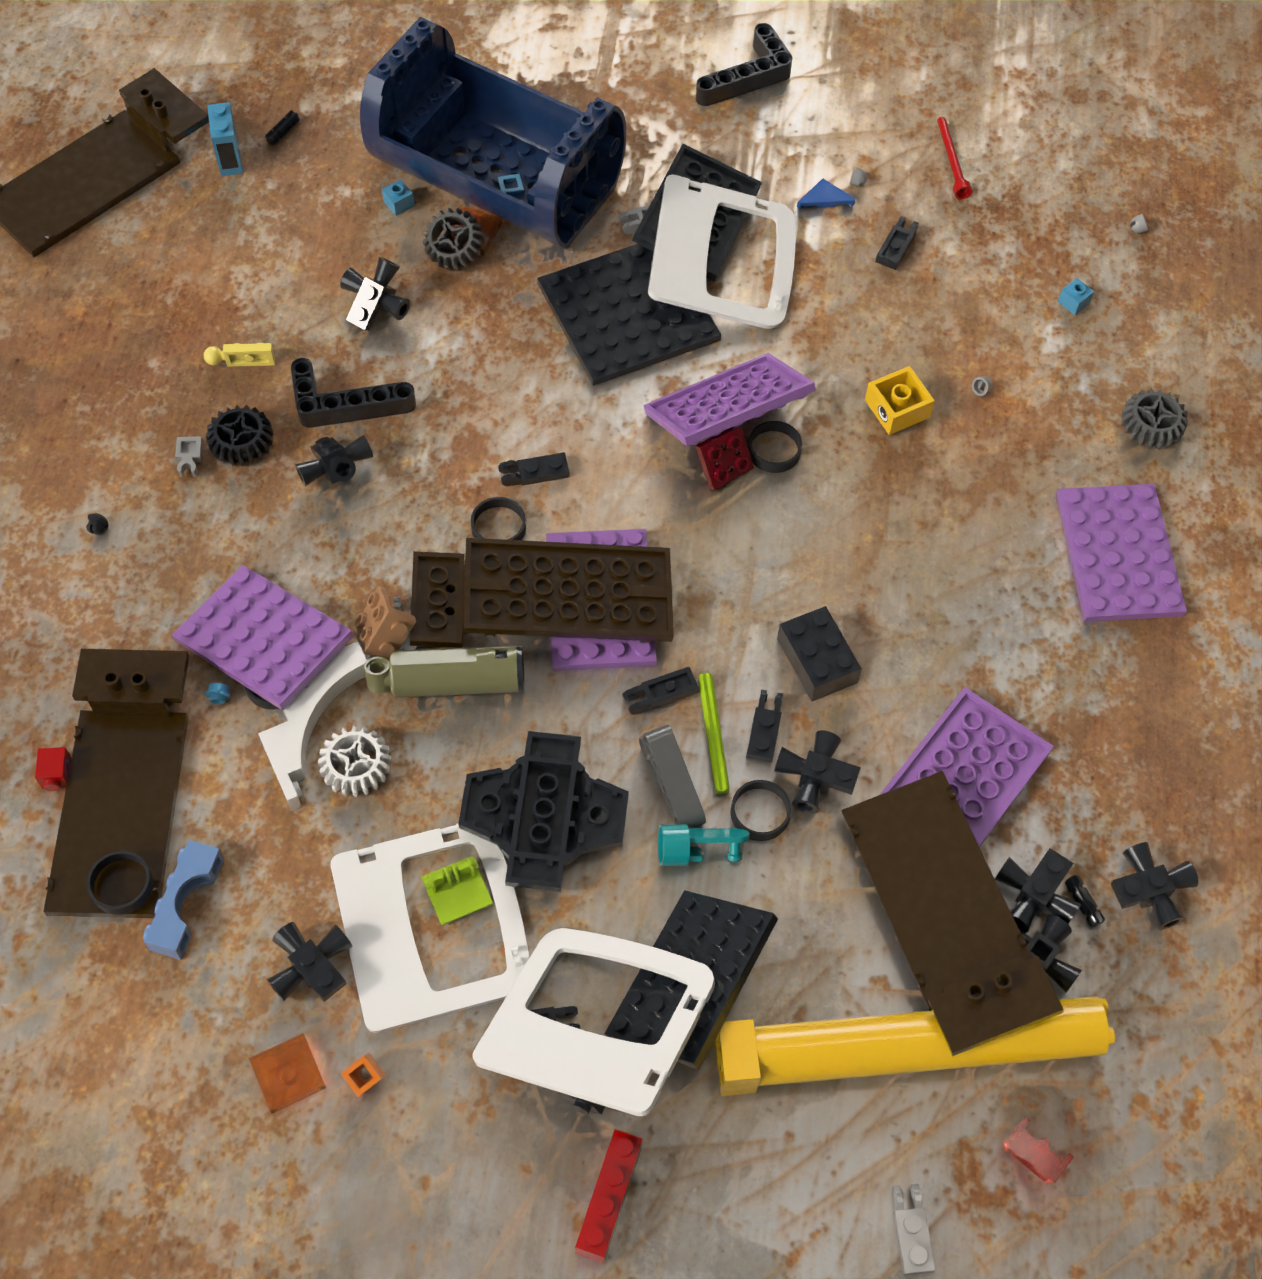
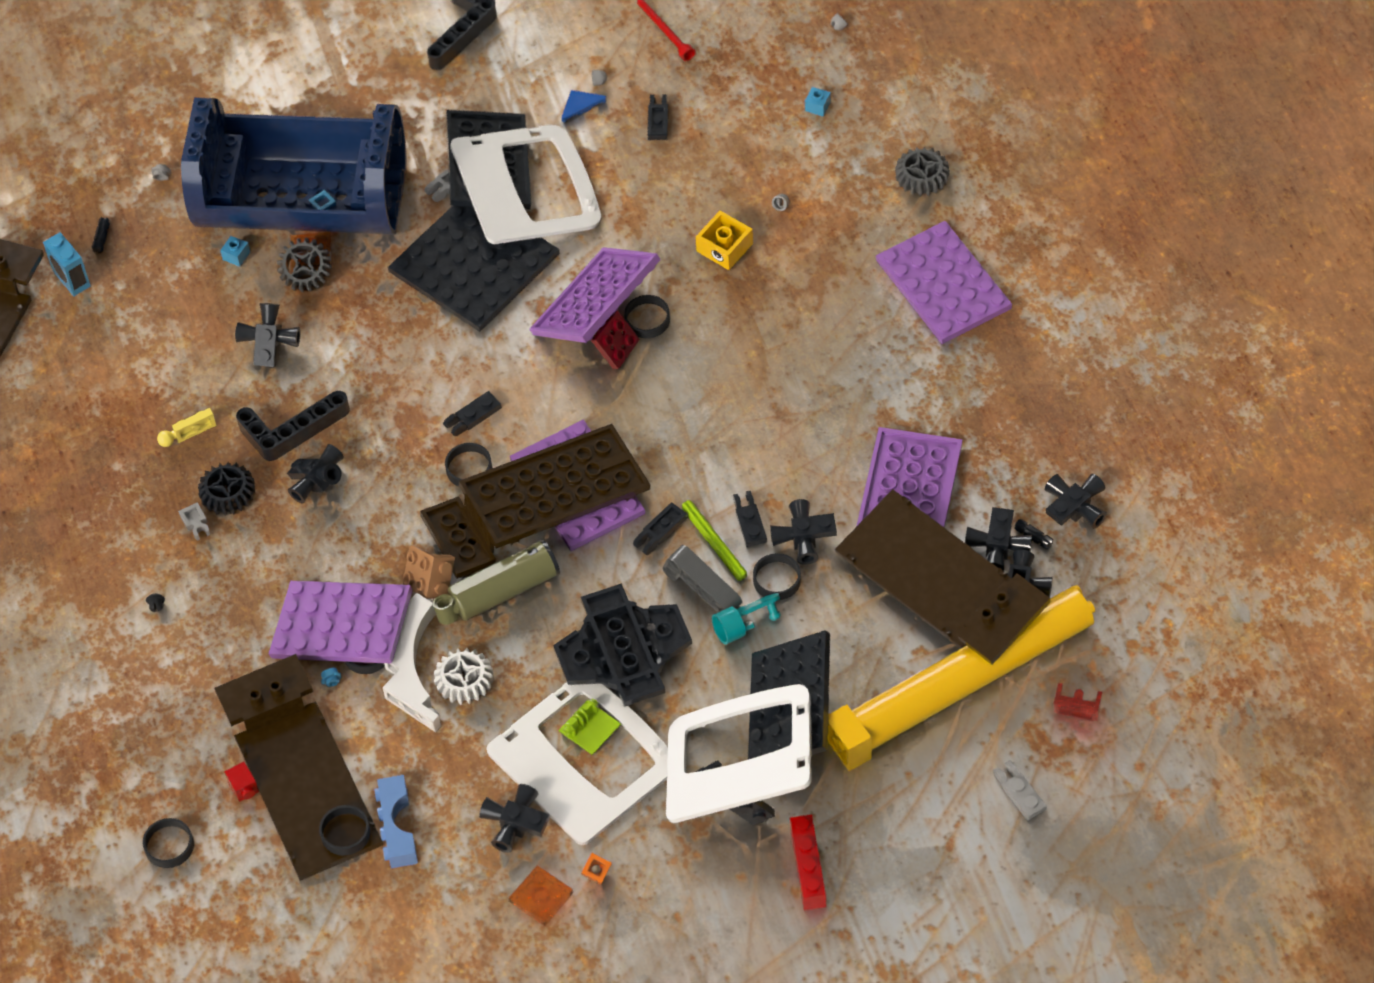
camera: 20 degrees left, 5 degrees down
(818, 653) = (761, 450): black brick -> none

